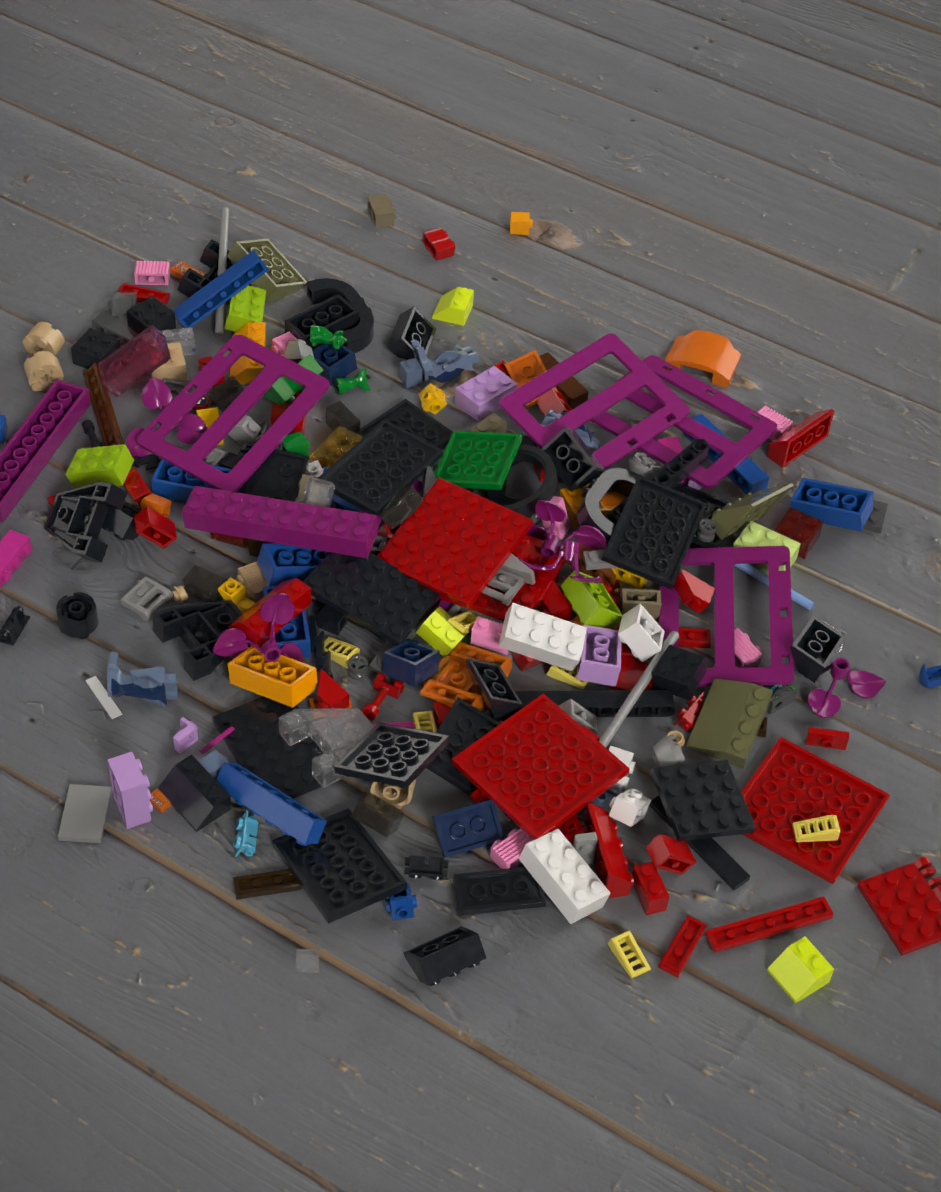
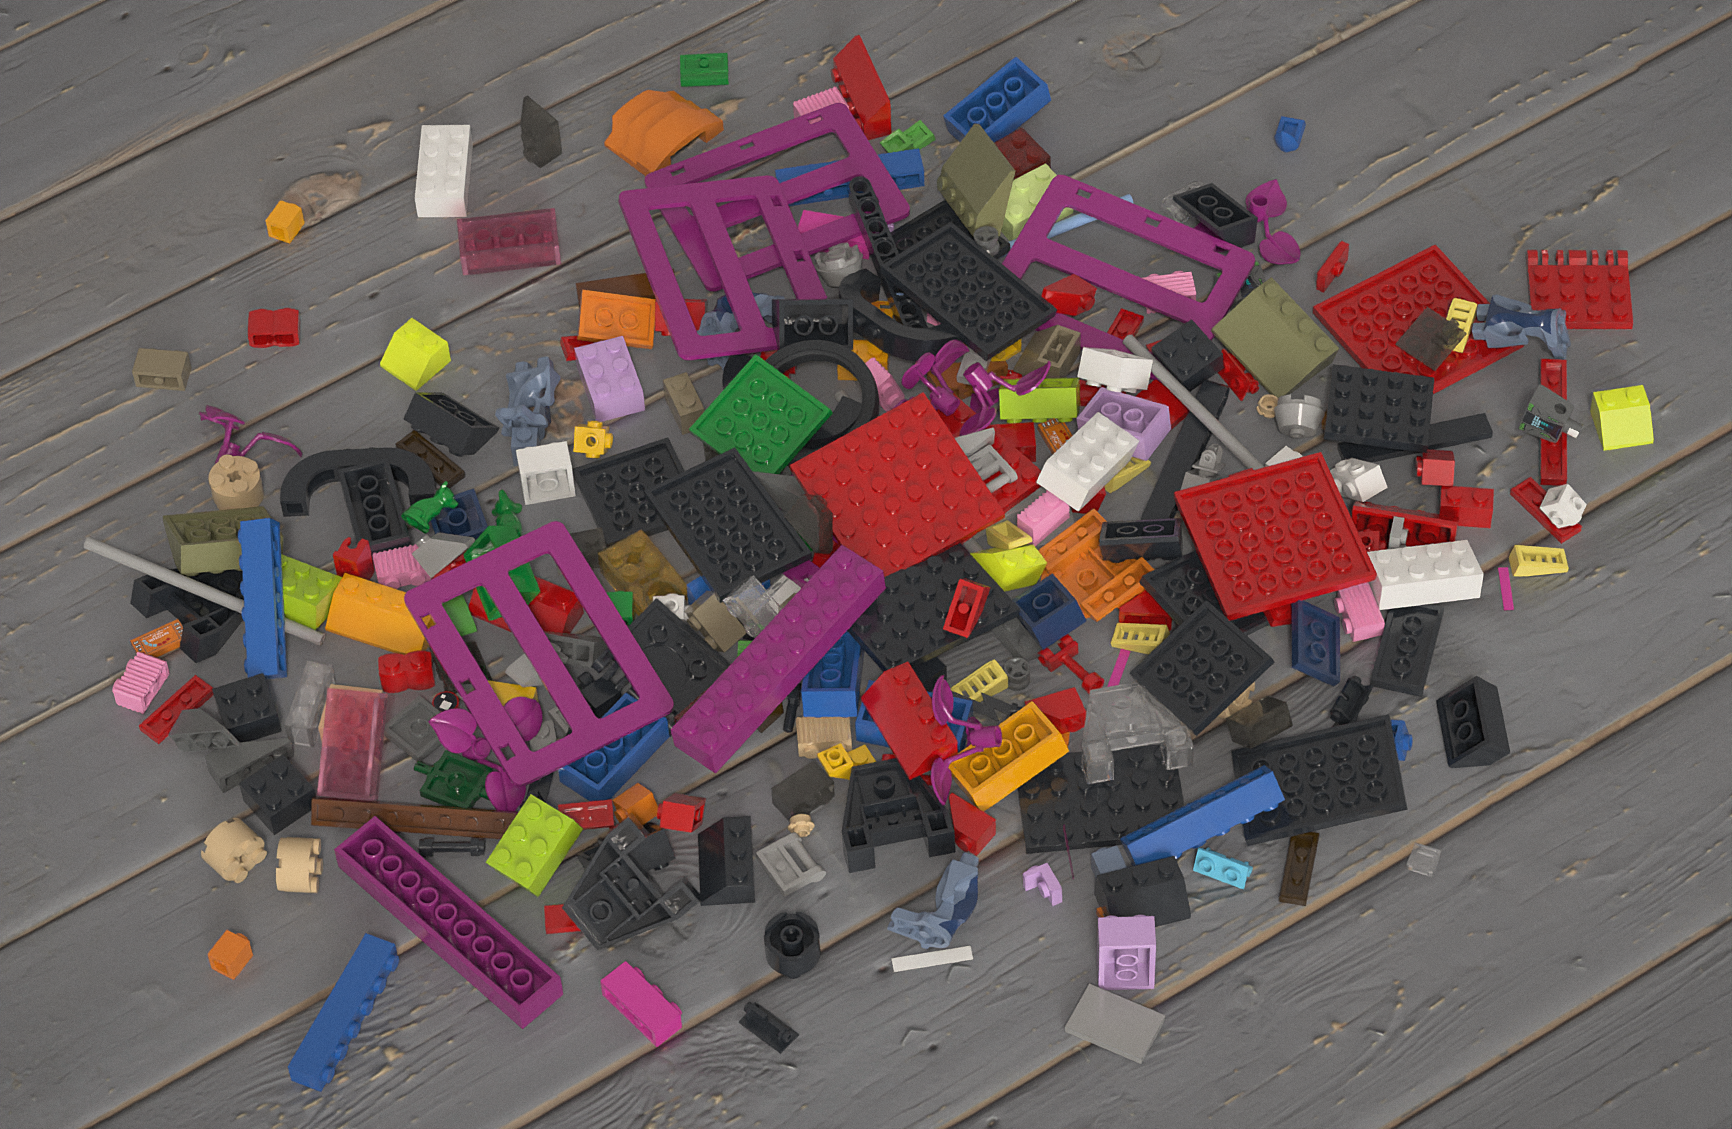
camera: 60 degrees left, 5 degrees up
(131, 569) = (726, 862): none -> black slope
(138, 418) = (454, 781): none -> dark green plate
(214, 680) = (971, 825): none -> red slope
(275, 323) = (354, 561): none -> red hinge
(312, 262) = (236, 483): none -> tan brick
(334, 253) = (227, 421): none -> magenta plant
(374, 604) = (966, 607): none -> red slope
(380, 340) = (439, 464): none -> dark brown tile
(390, 383) = (545, 472): none -> white brick
(563, 315) = (508, 241): none -> clear pink brick
(593, 942) = (1506, 588): none -> dark pink piece
(596, 715) = (1210, 461): none -> light grey hinge
(601, 273) = (443, 171): none -> white brick
(654, 299) = (539, 134): none -> clear smoke slope
(679, 949) = (1563, 506): none -> white brick
(759, 910) = (1549, 416): none -> dark grey torso
(766, 361) = (704, 69): none -> green plate
(779, 476) = (913, 138): none -> bright green slope
(791, 814) = (1431, 338): none -> clear smoke hinge
(833, 858) = (1510, 328): none -> sand blue hips

